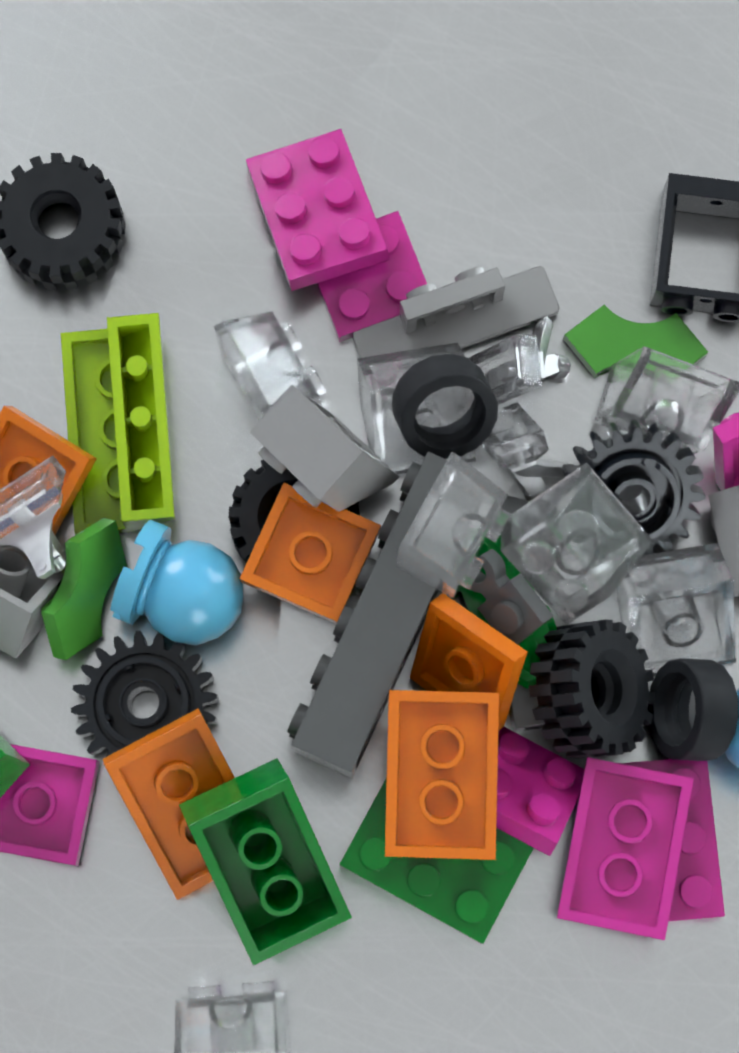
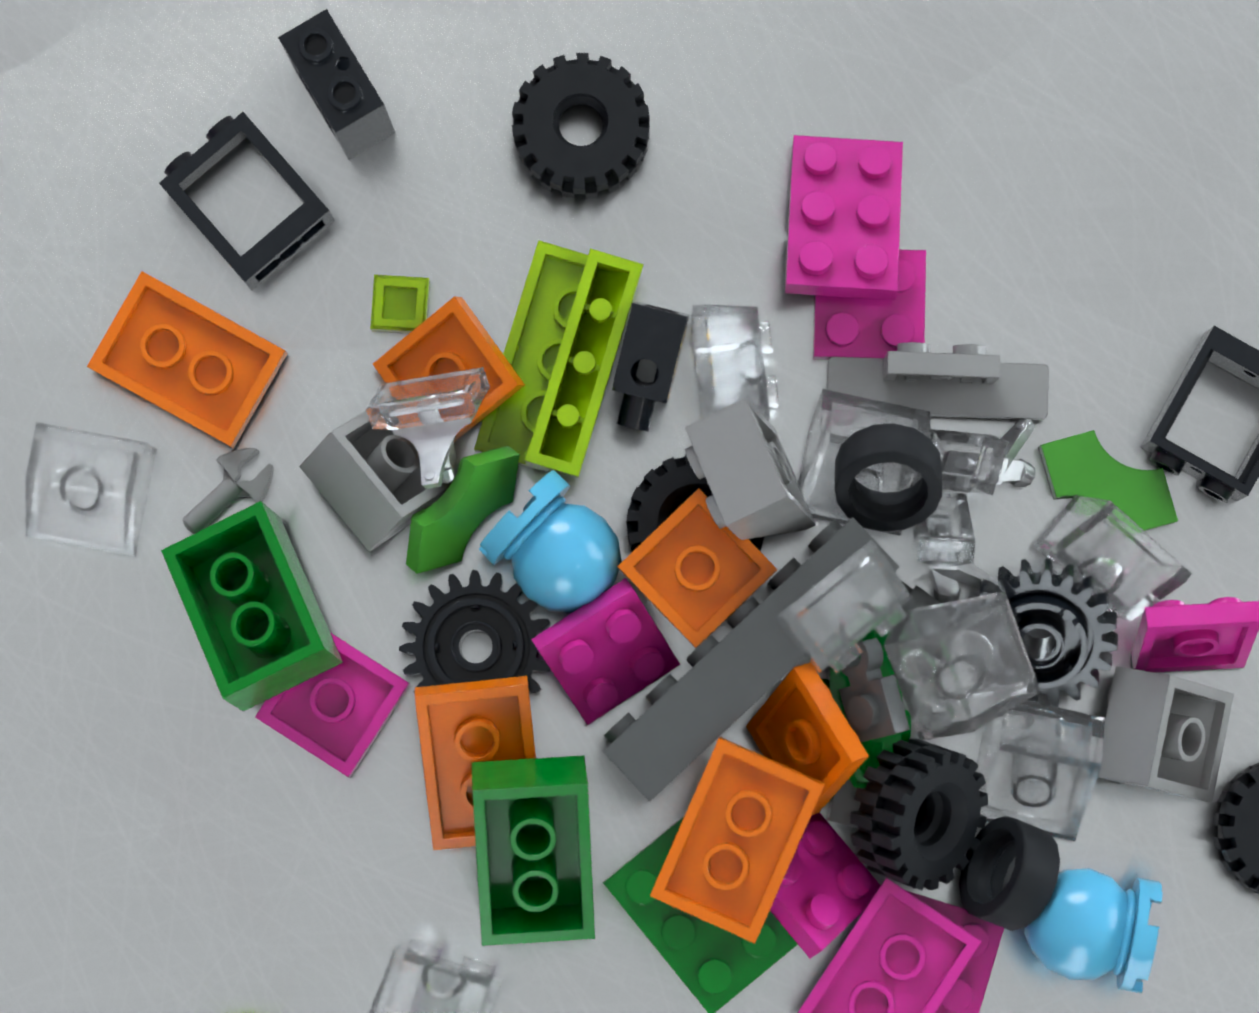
camera: 25 degrees right, 5 degrees up
(191, 371) = (655, 336): none -> black torso
(260, 660) = (606, 651): none -> dark pink plate

